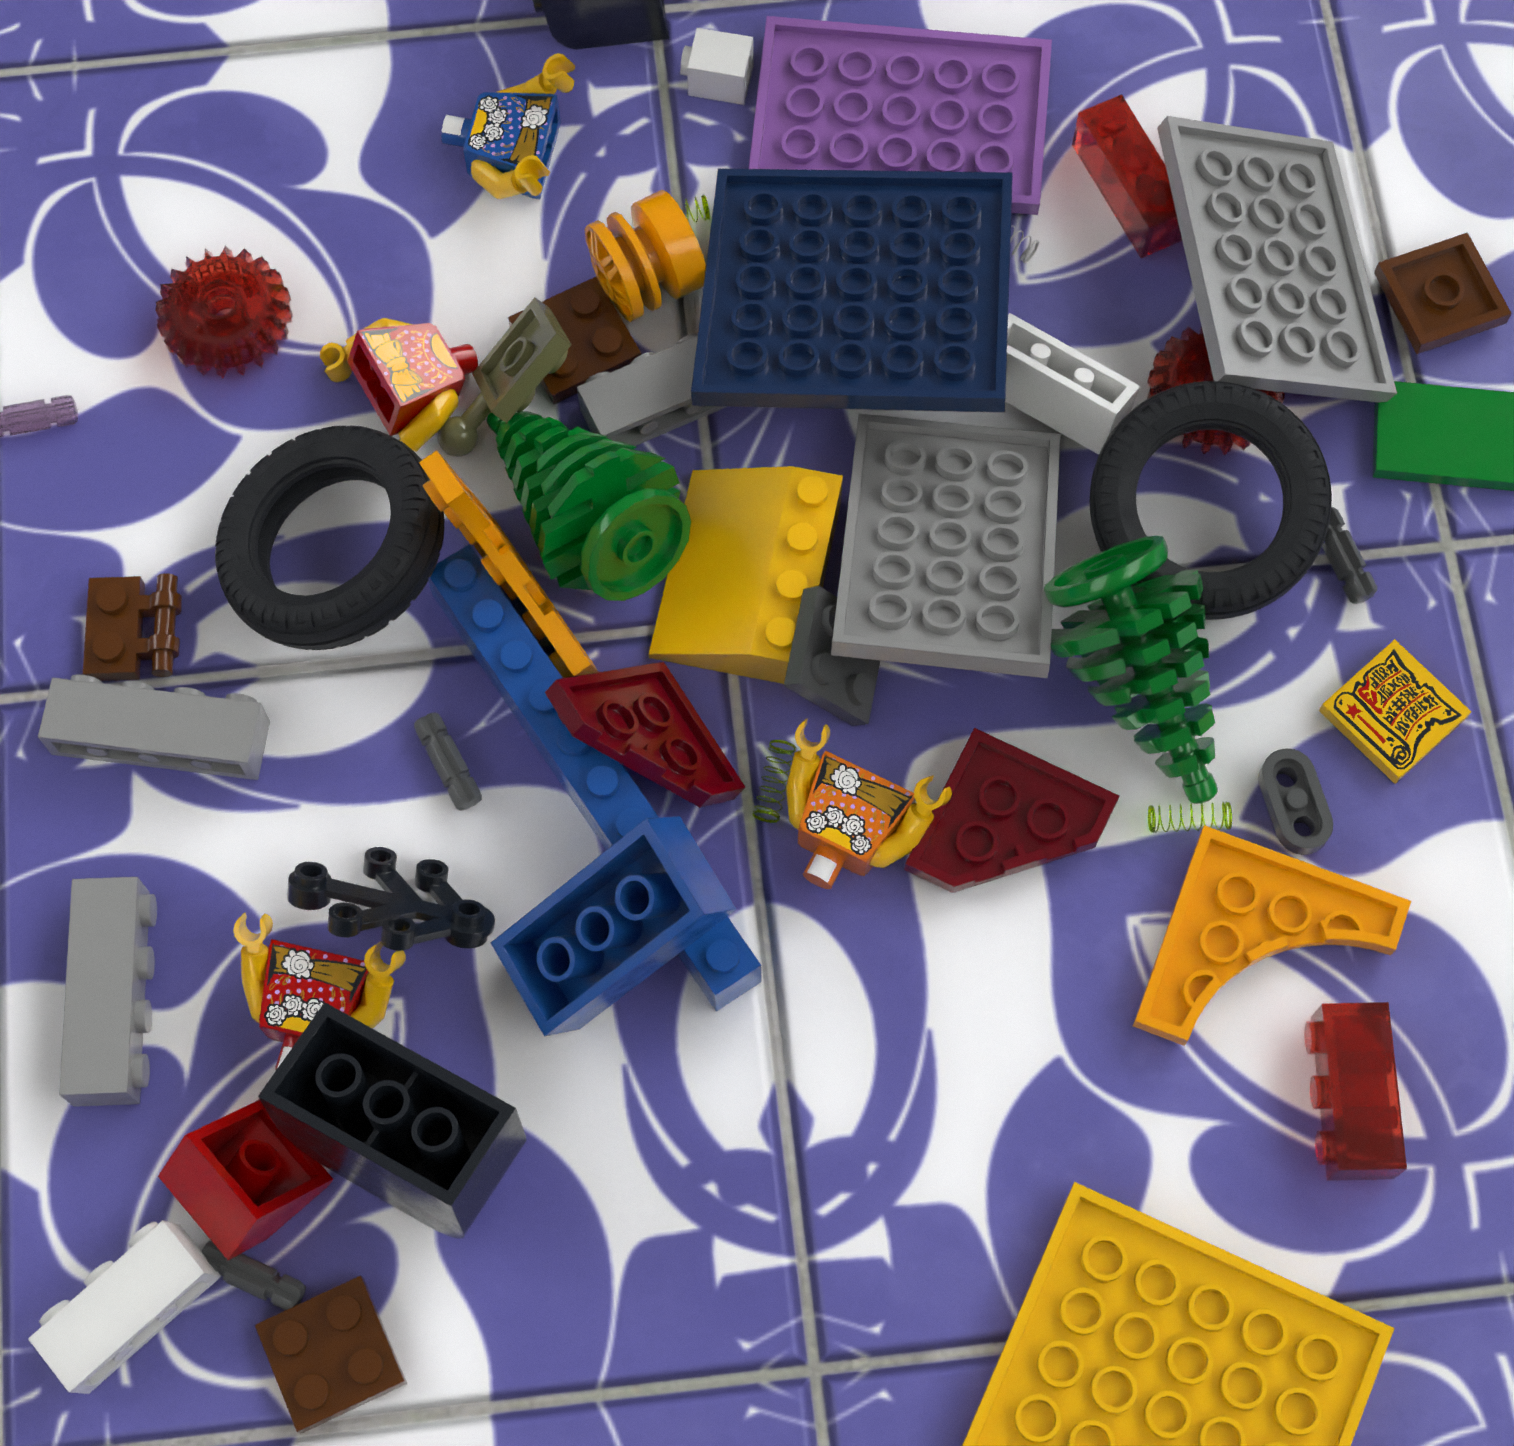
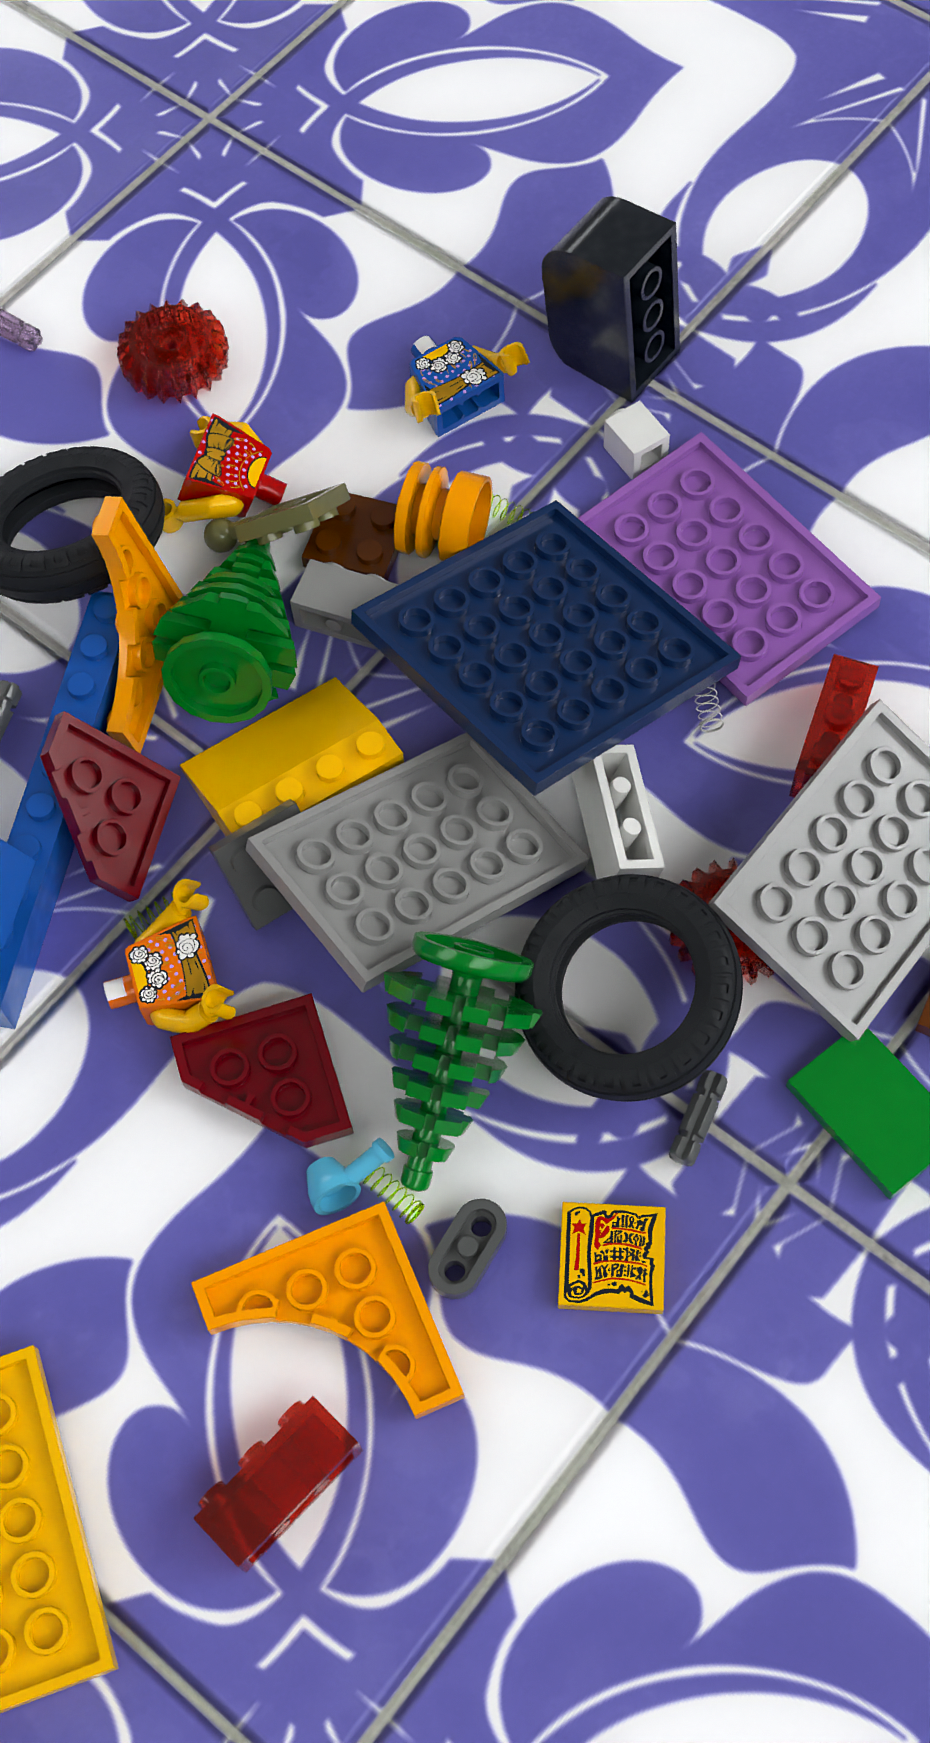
camera: 50 degrees right, 5 degrees down
(1149, 850) = (336, 1186): none -> medium azure bar

